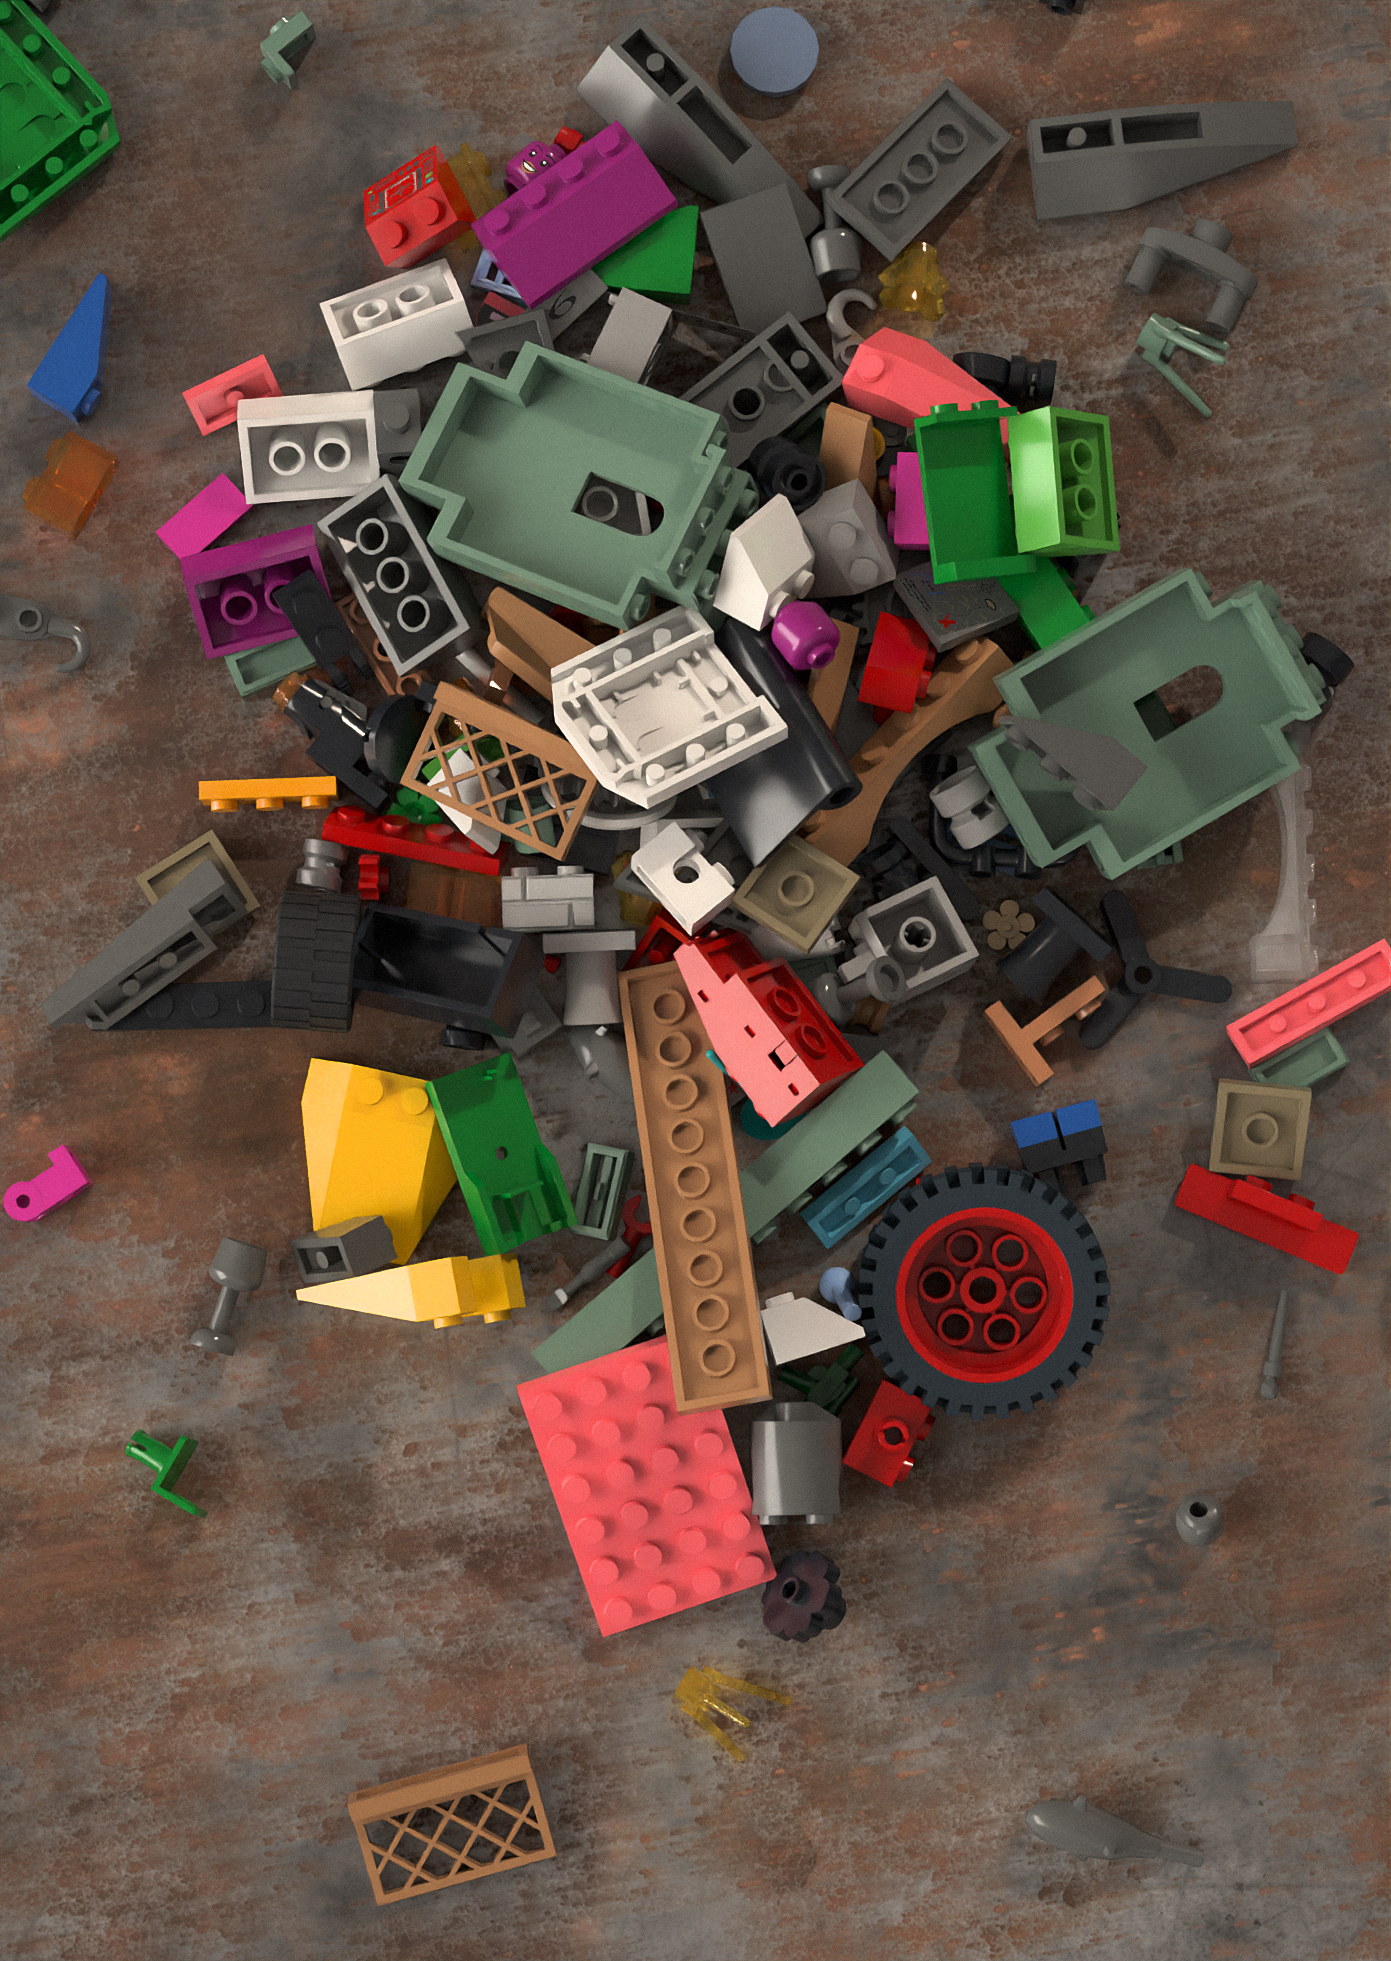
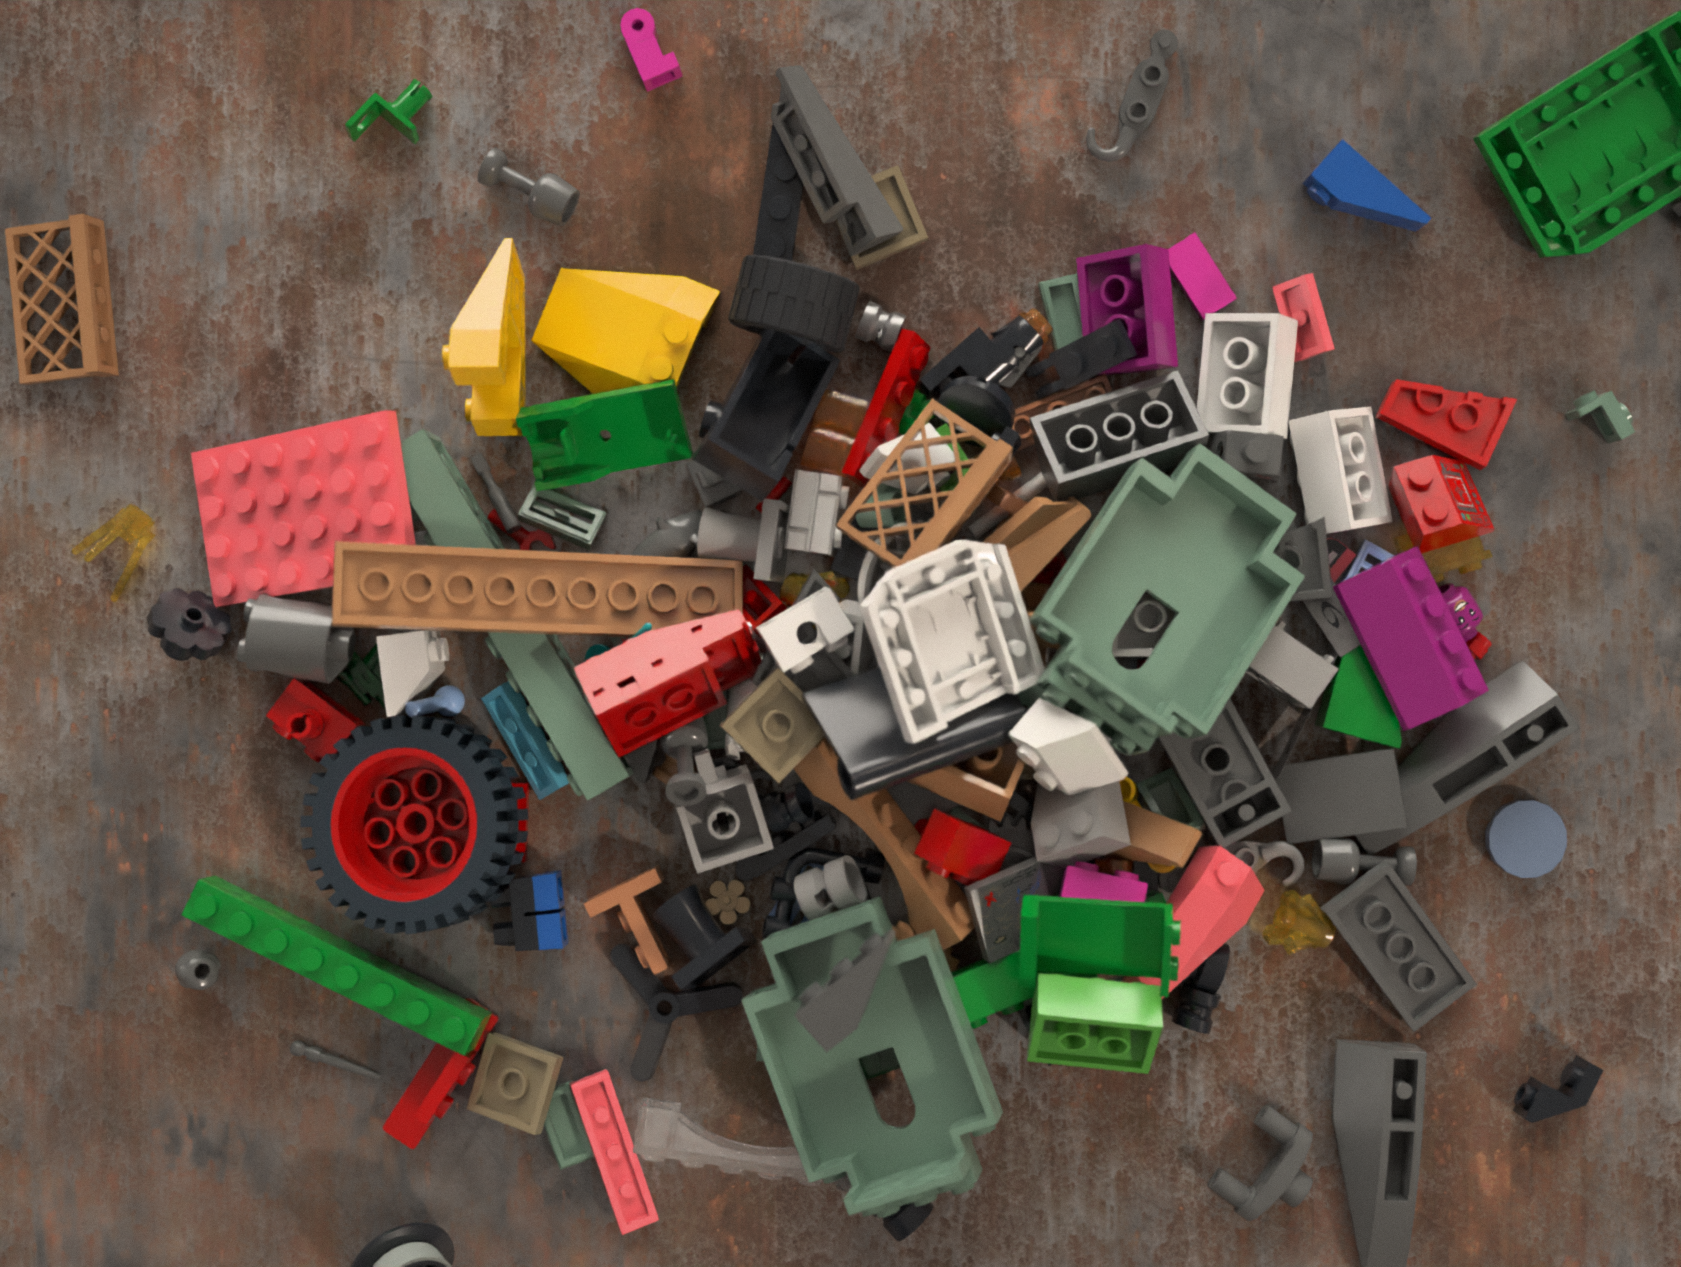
camera: 105 degrees right, 5 degrees up
(70, 484) = (1249, 165): clear orange brick -> none
(269, 793) = (950, 291): light orange plate -> none
(321, 213) = (1449, 420): none -> red wing
(344, 1249) = (548, 290): dark grey slope -> none
(374, 878) = (860, 367): red plate -> none
(787, 469) = (1149, 783): black wheel -> none
(804, 634) = (996, 774): magenta head -> none
(1161, 1355) = (337, 964): none -> green brick
(1163, 337) = (1213, 1128): sand green plant -> none

